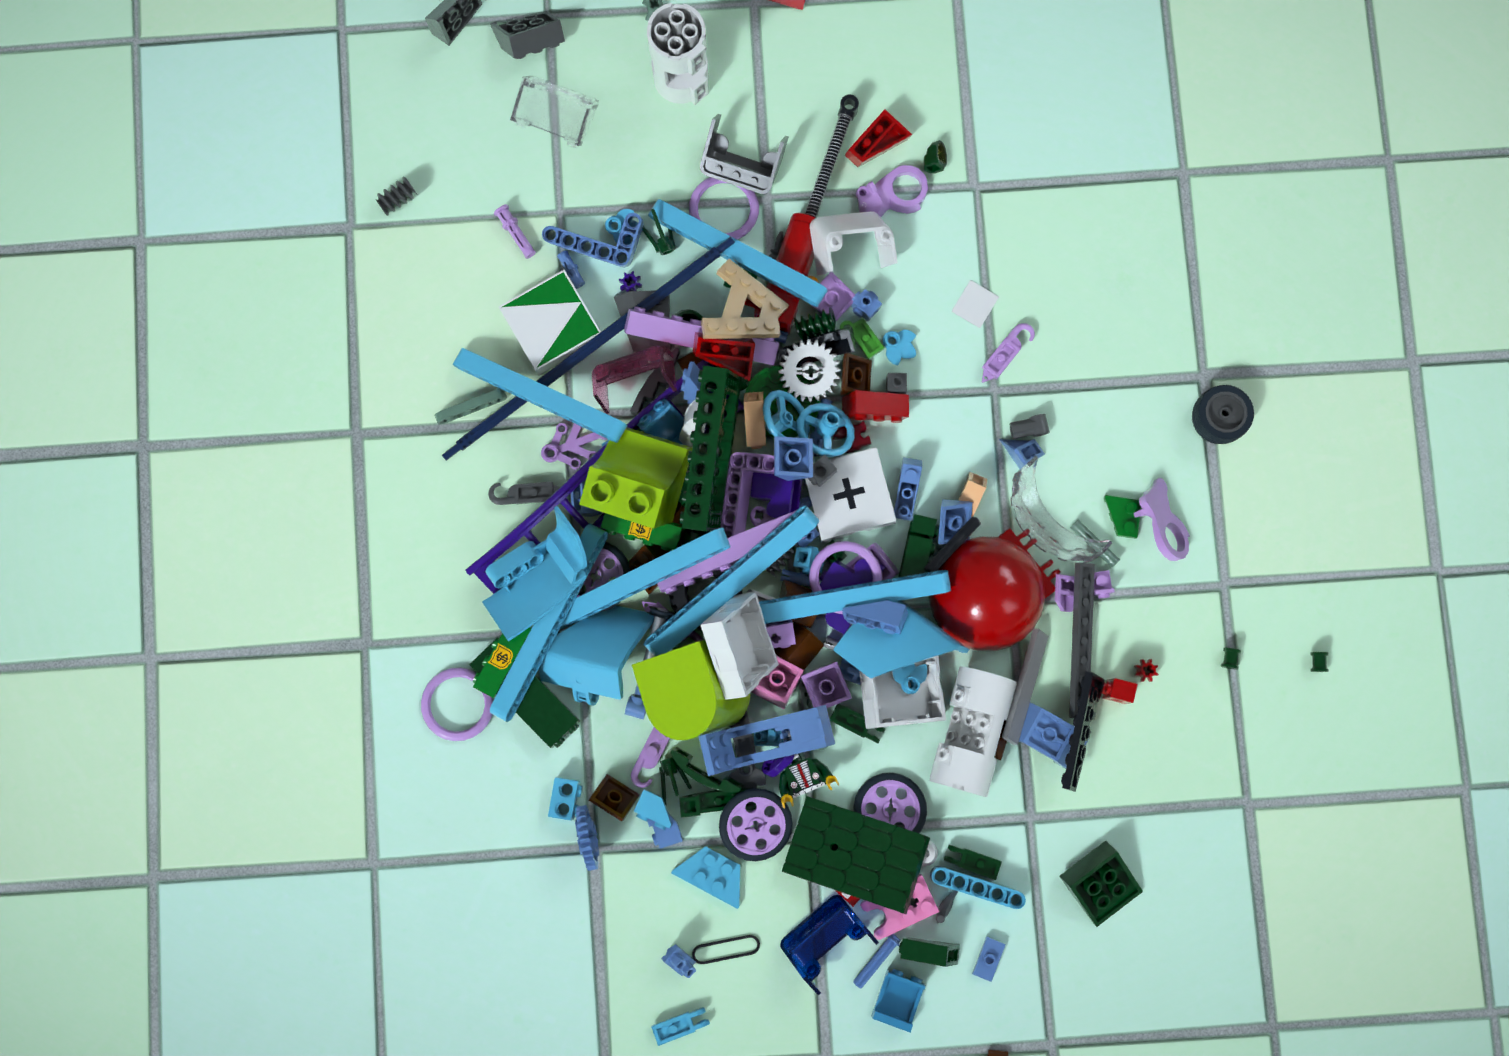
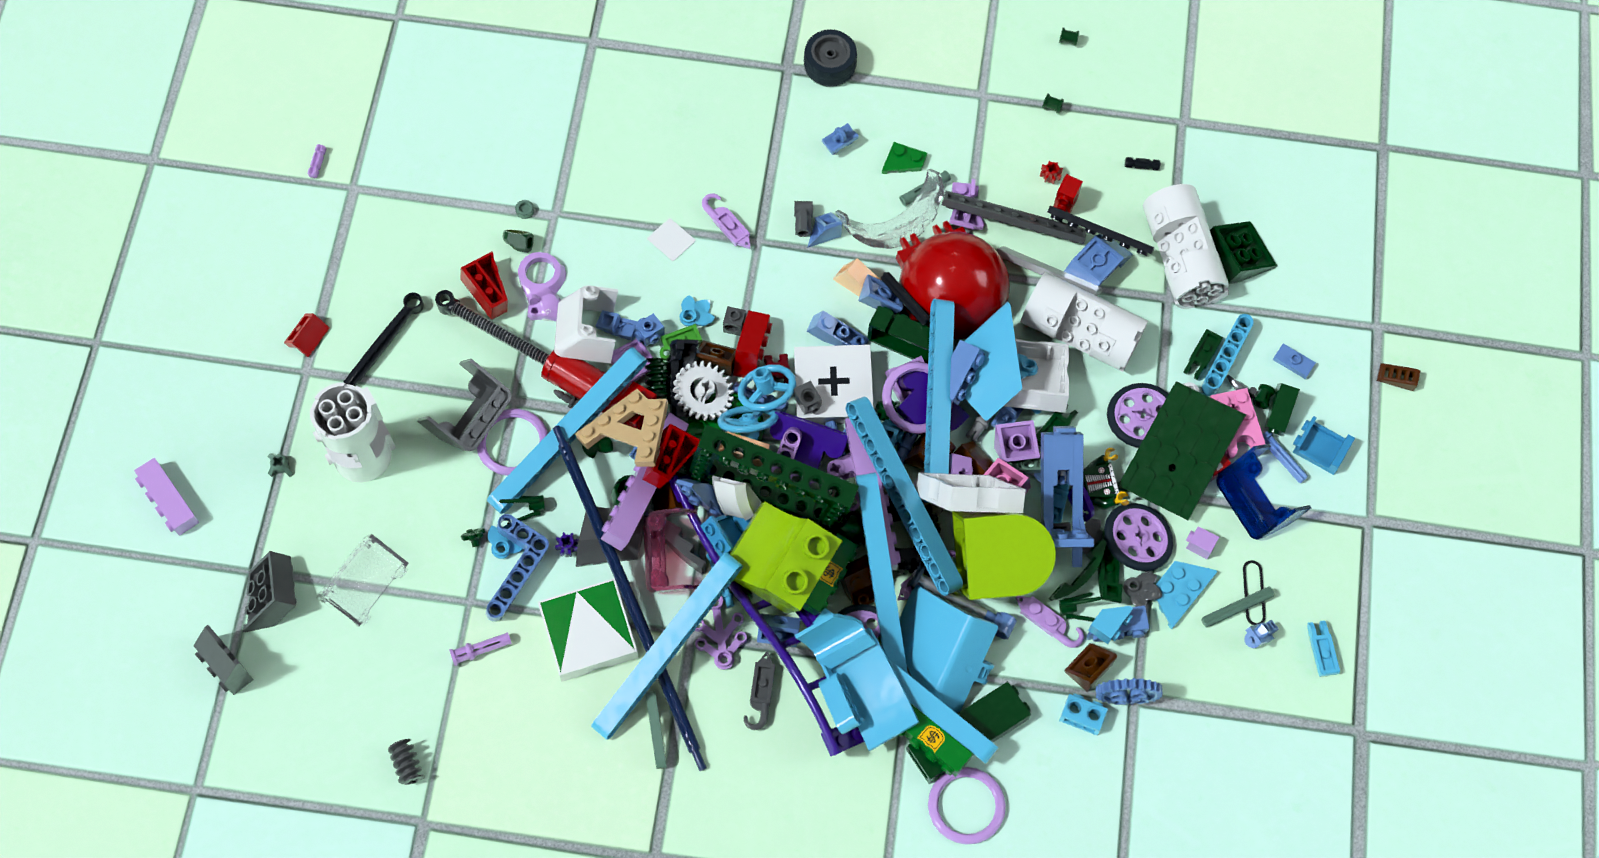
camera: 80 degrees left, 15 degrees down
(571, 269) = (524, 604): medium blue pin -> none
(620, 196) = (473, 536): none -> dark green plant
(701, 839) = (1145, 589): none -> dark grey plate
(705, 934) = (1237, 607): none -> sand green axle
(764, 889) = (1201, 542): none -> lavender brick
(783, 56) = (384, 340): none -> black piece
(793, 461) = (792, 413): medium blue slope -> none
(867, 273) = (615, 325): none -> medium blue slope
(939, 931) = (1263, 396): none -> dark green bush
(972, 155) = (524, 209): none -> sand green tile
(1108, 815) = (1186, 246): none -> white cylinder
(1129, 444) = (840, 138): none -> medium blue hips
(1156, 506) = (923, 123): lavender animal -> none
(1183, 765) = (1142, 163): none -> black axle

